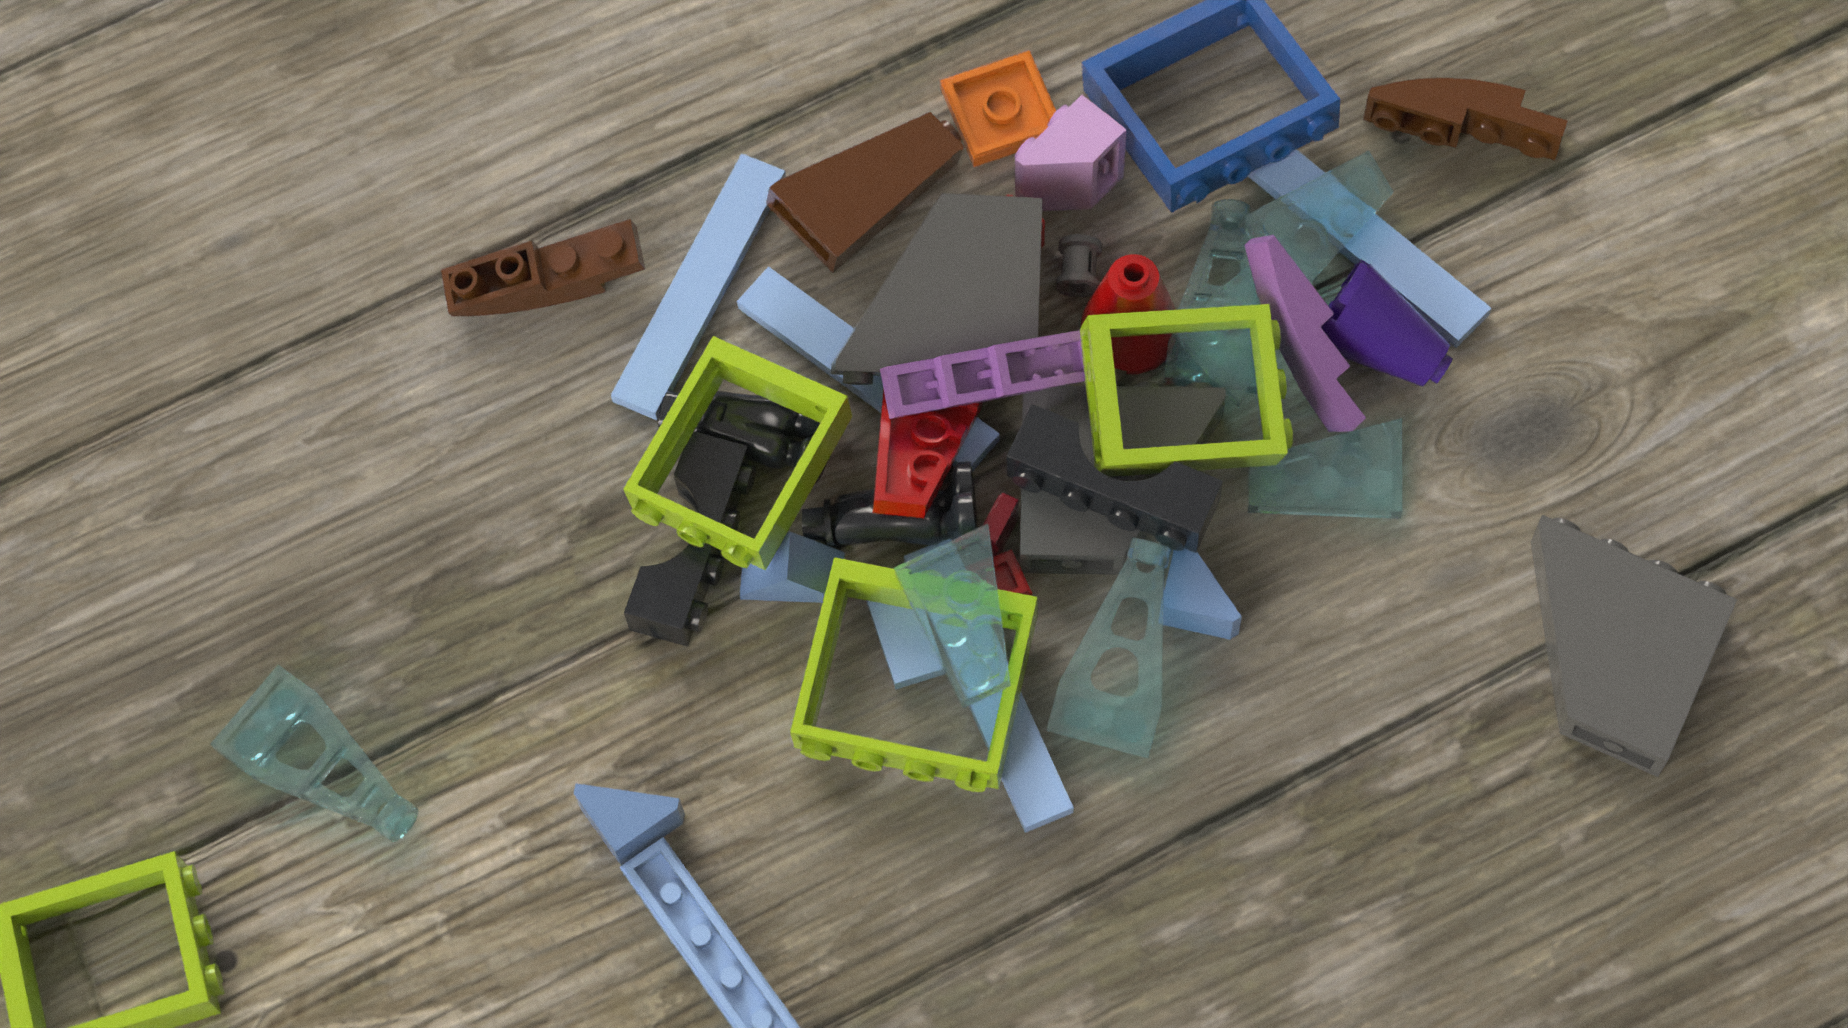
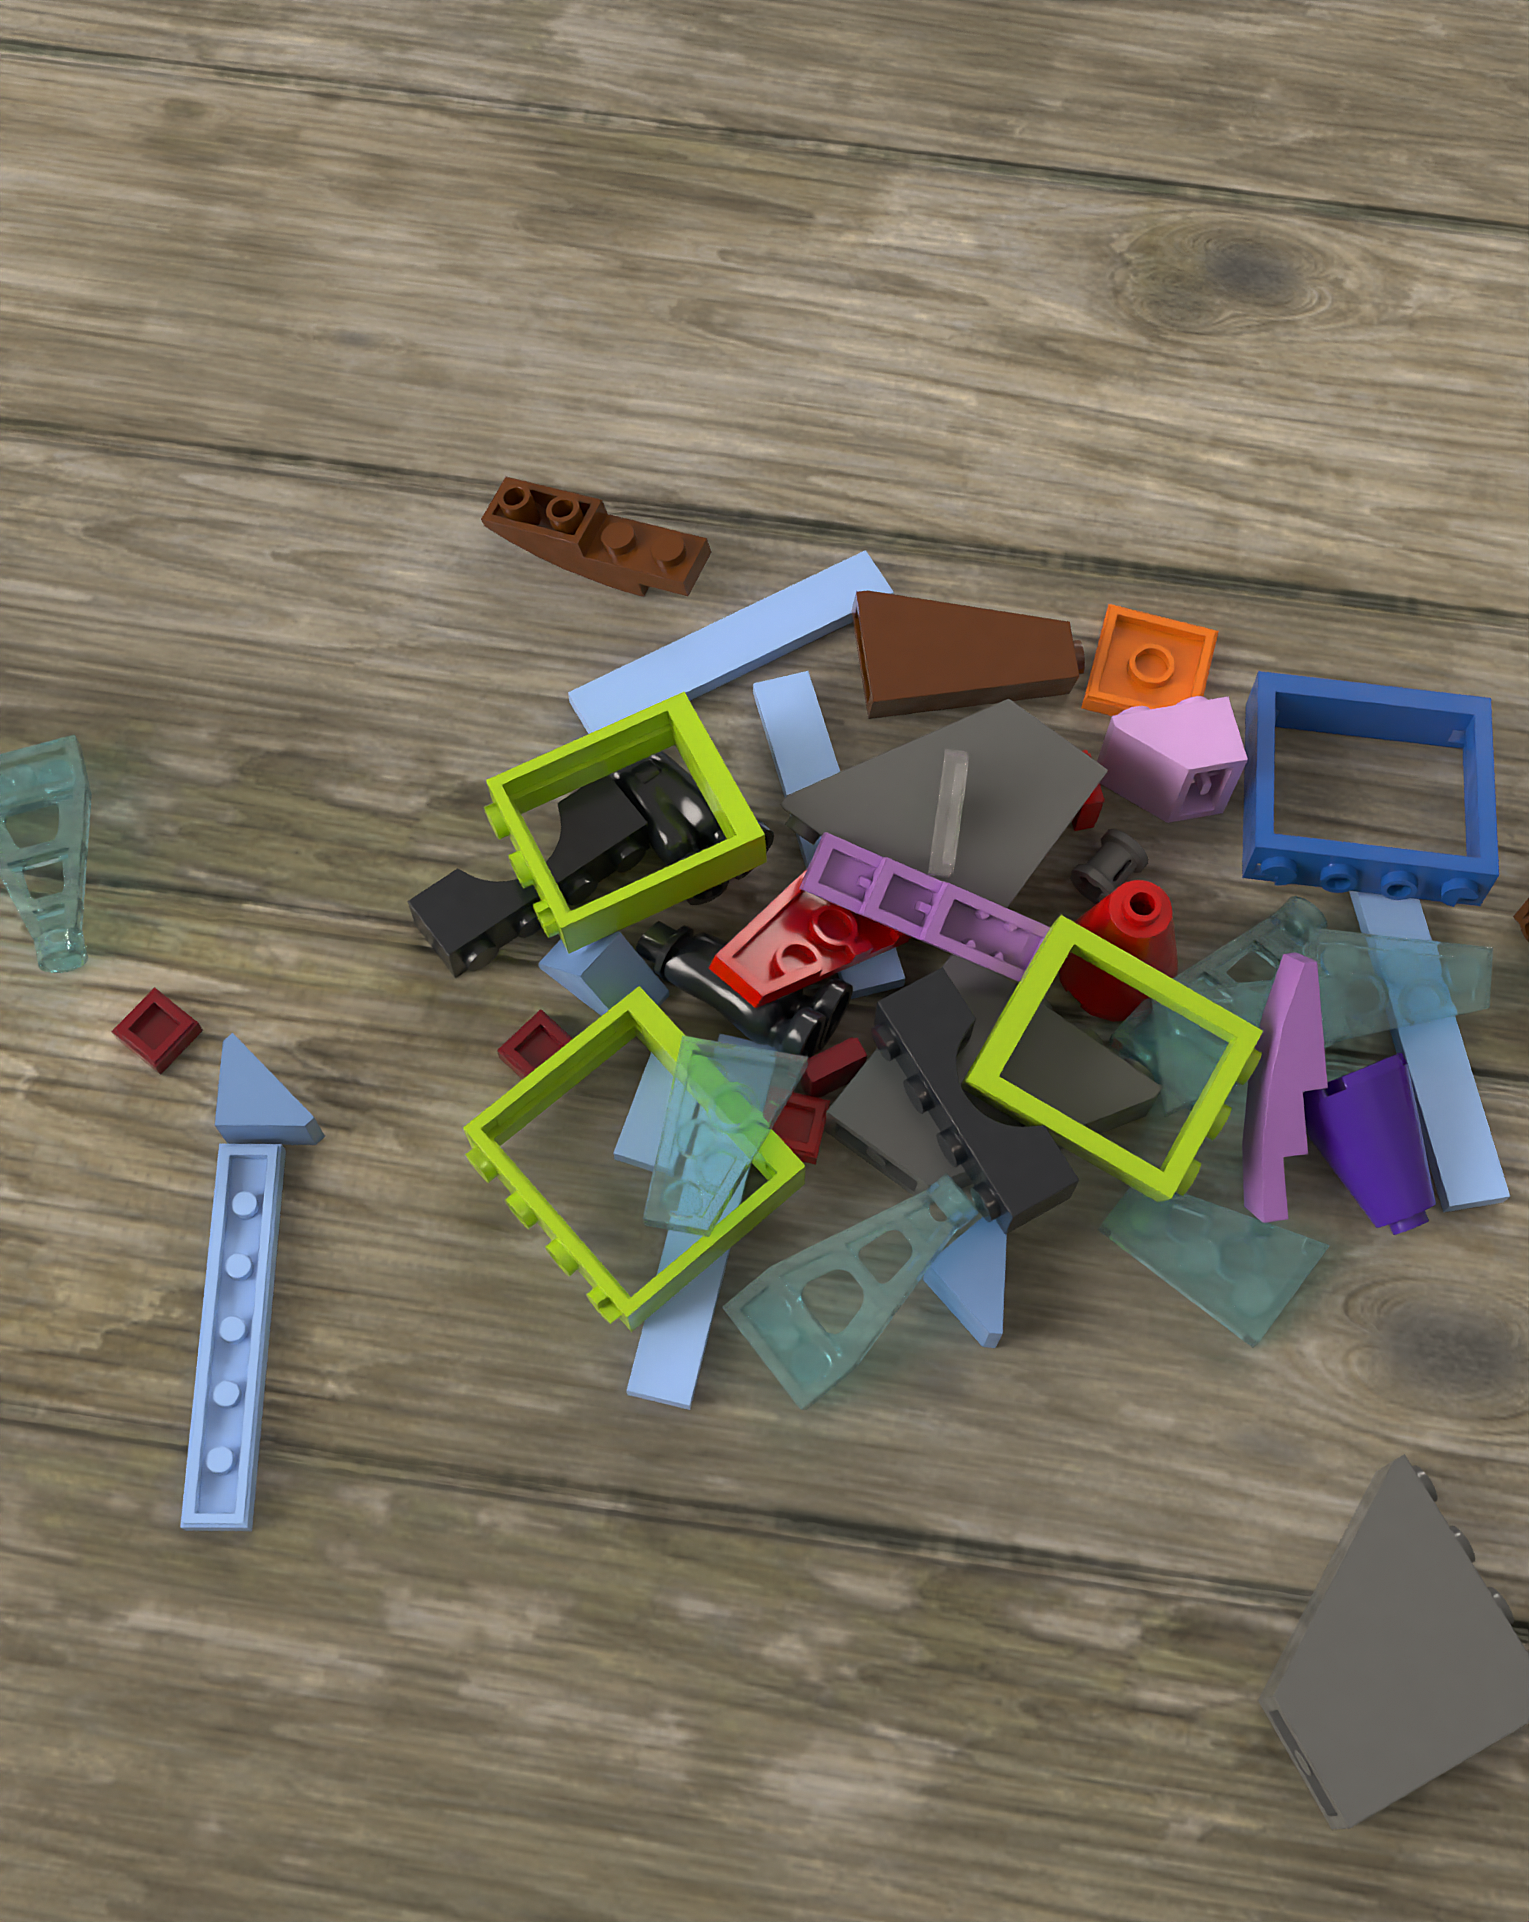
camera: 30 degrees right, 0 degrees up
(509, 825) = (157, 1030): none -> dark red tile
(786, 653) = (533, 1044): none -> dark red tile
(959, 299) = (948, 814): none -> clear tile

